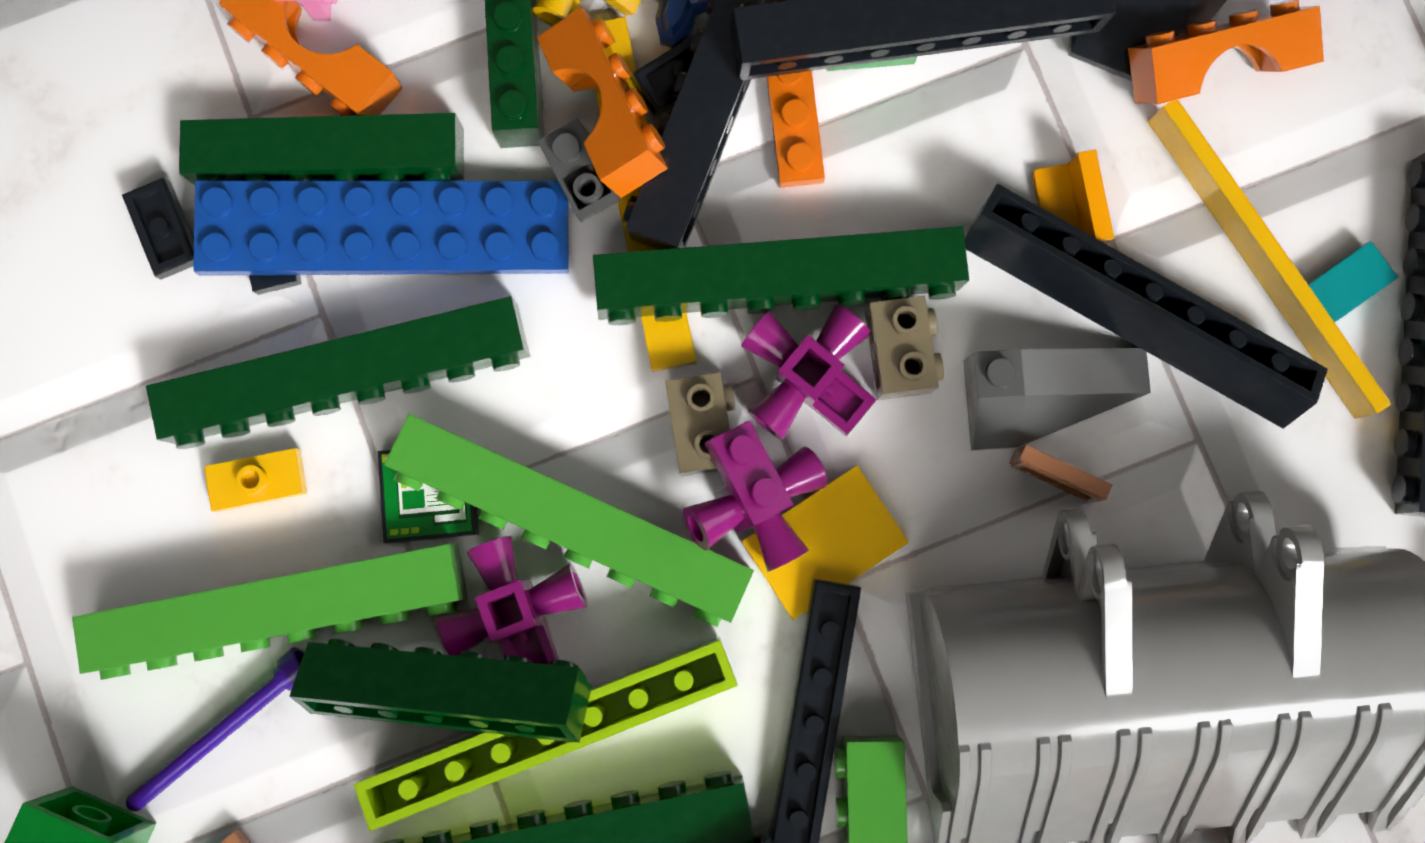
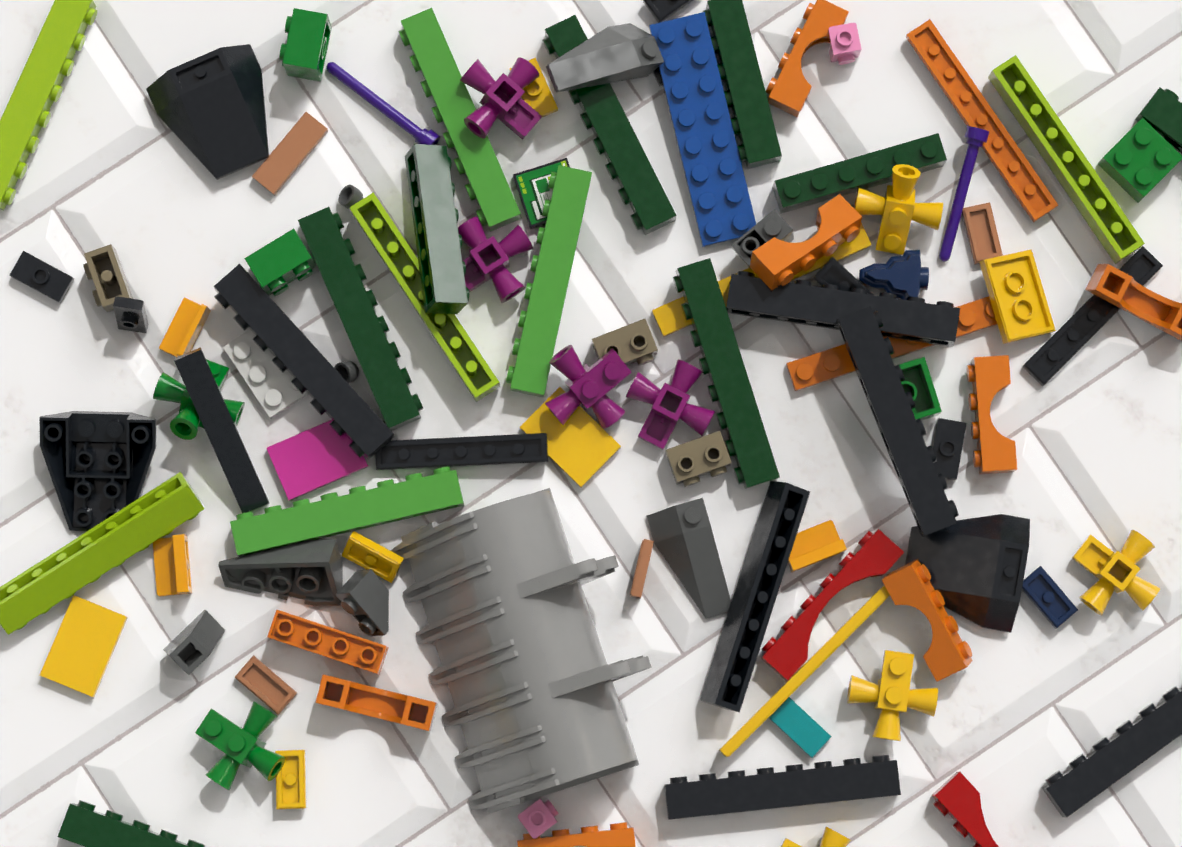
camera: 75 degrees right, 0 degrees up
(230, 351) = (605, 58): none -> wedge
(251, 534) = (502, 99): none -> magenta brick
(351, 819) = (349, 196): none -> dark grey hinge
(1223, 270) = (791, 648): none -> red arch
(1330, 132) = (892, 694): none -> yellow brick

